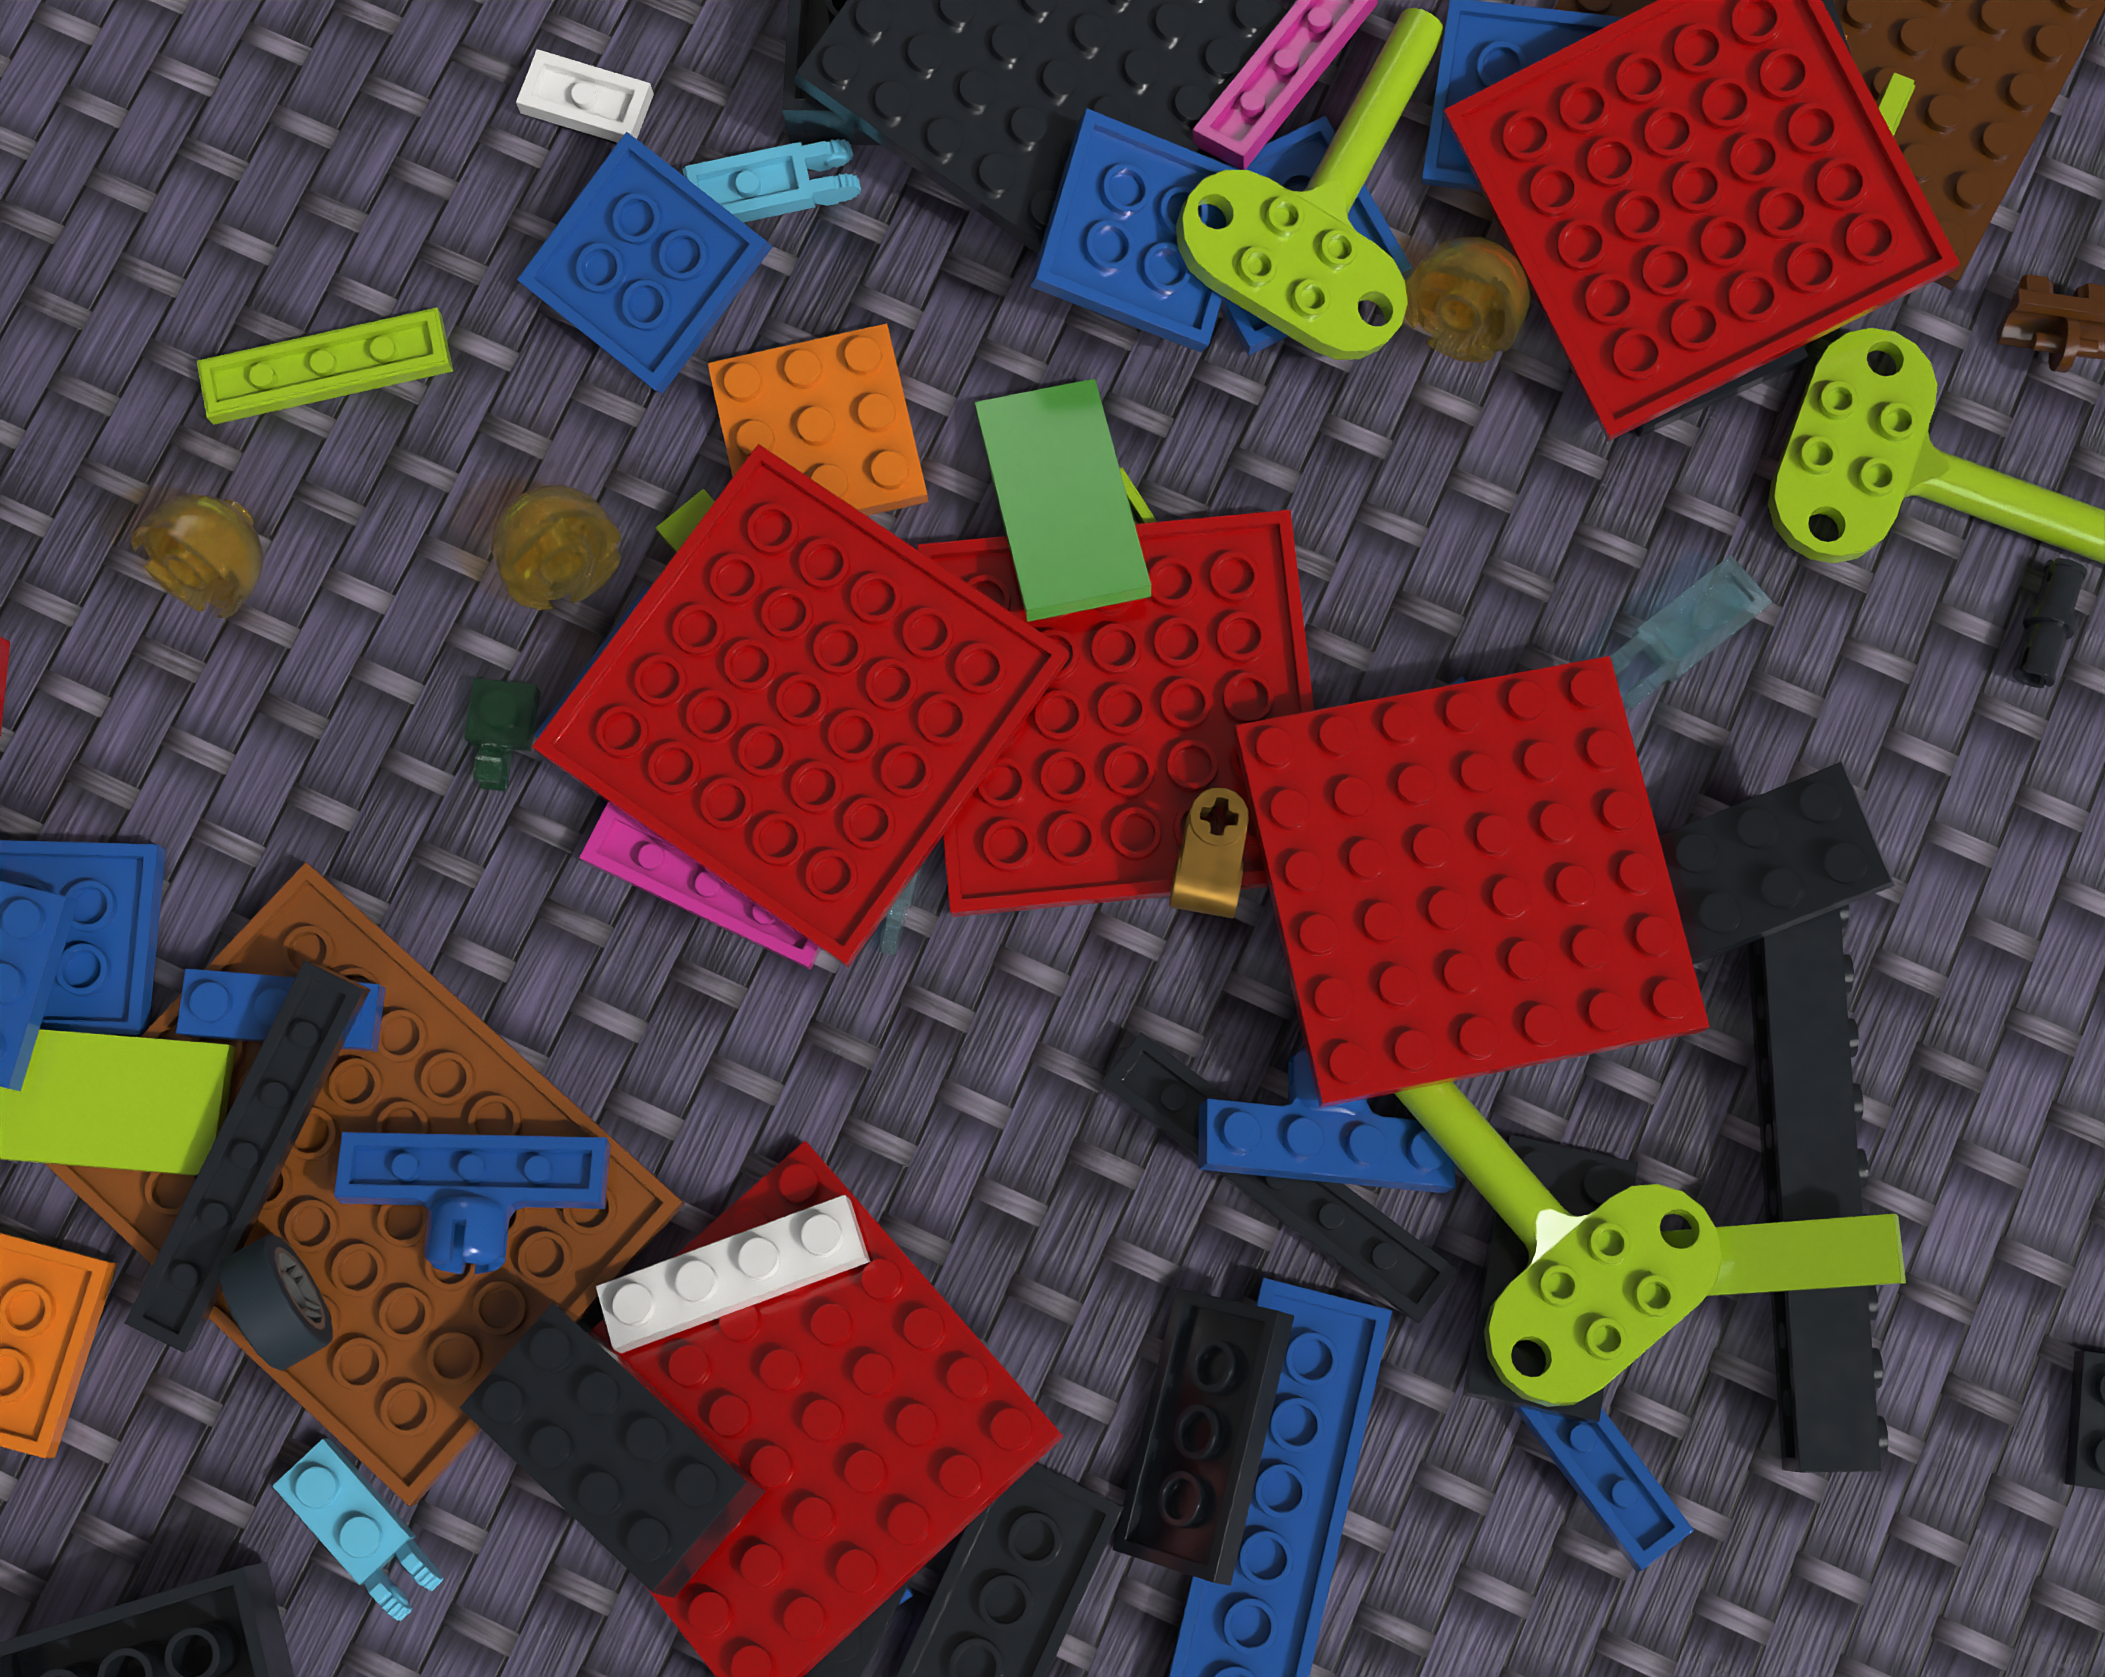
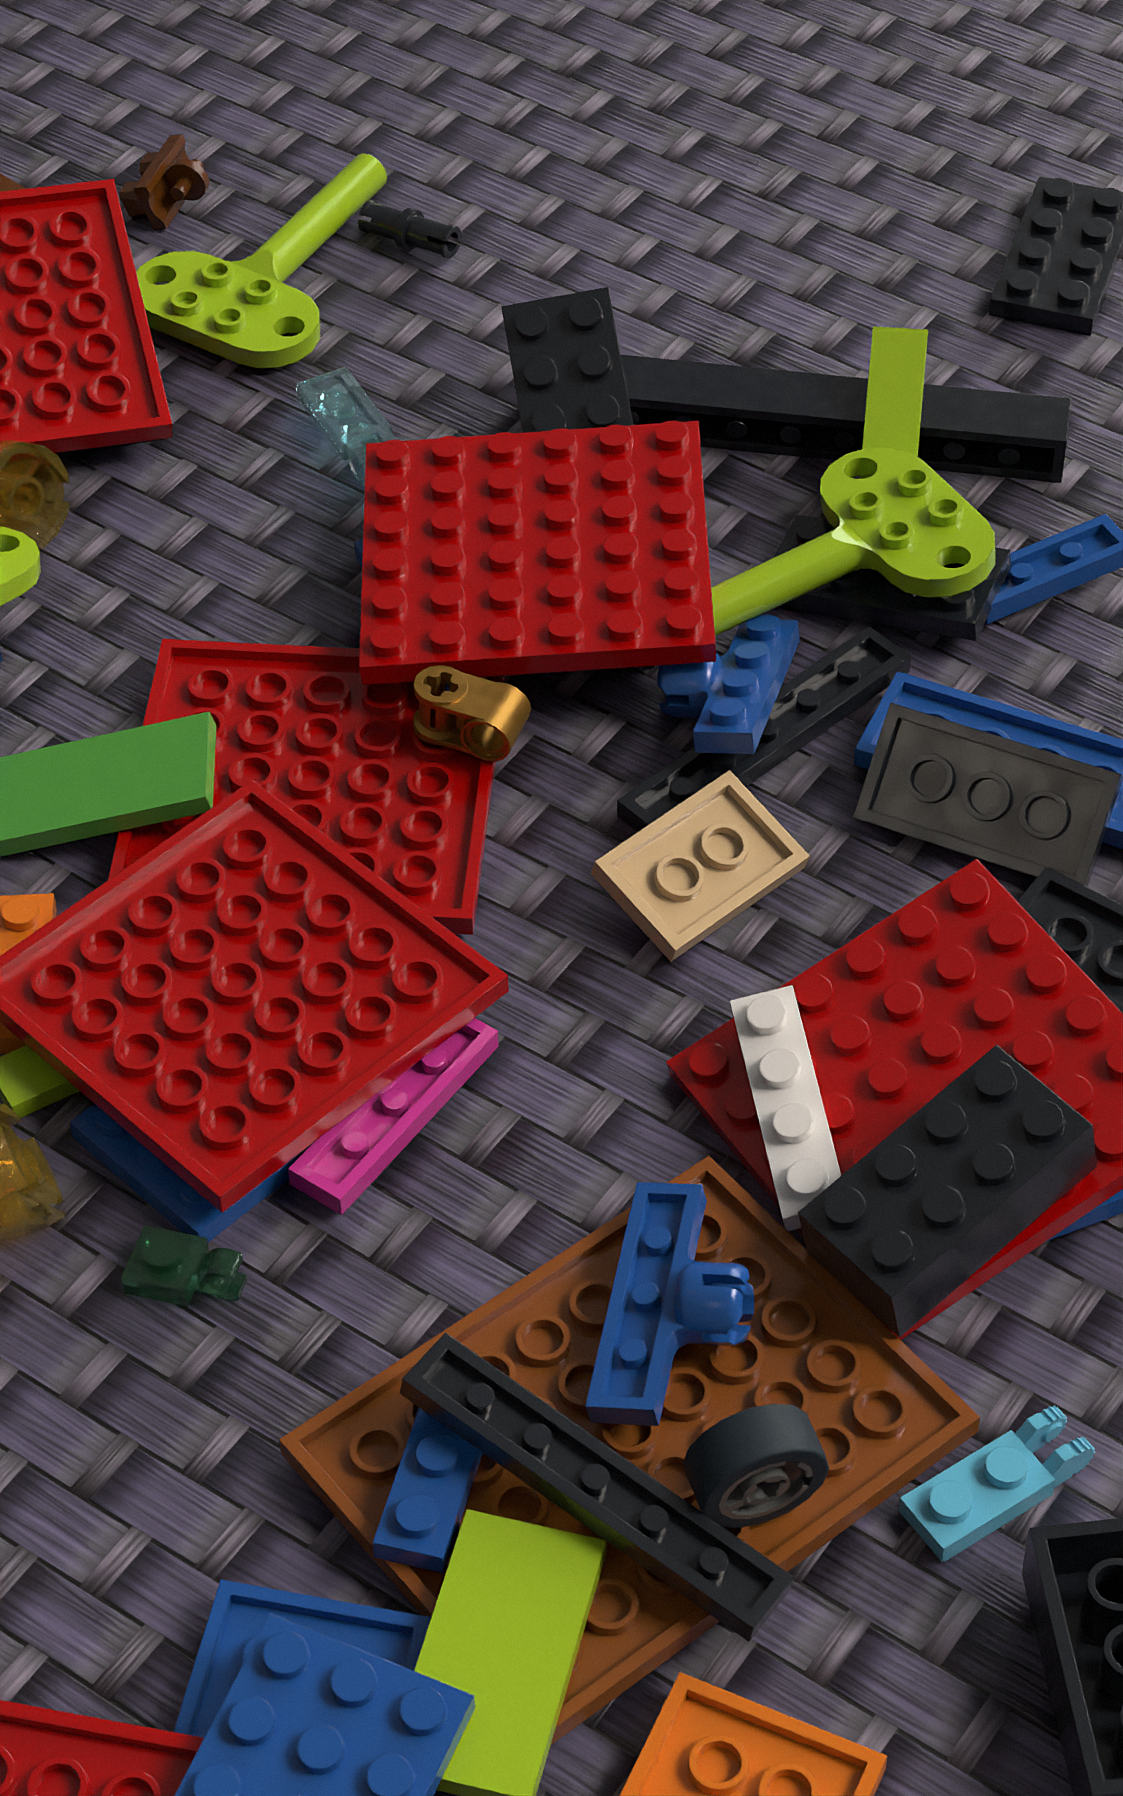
camera: 80 degrees left, 30 degrees down
(1063, 1135) = (699, 865): none -> tan plate

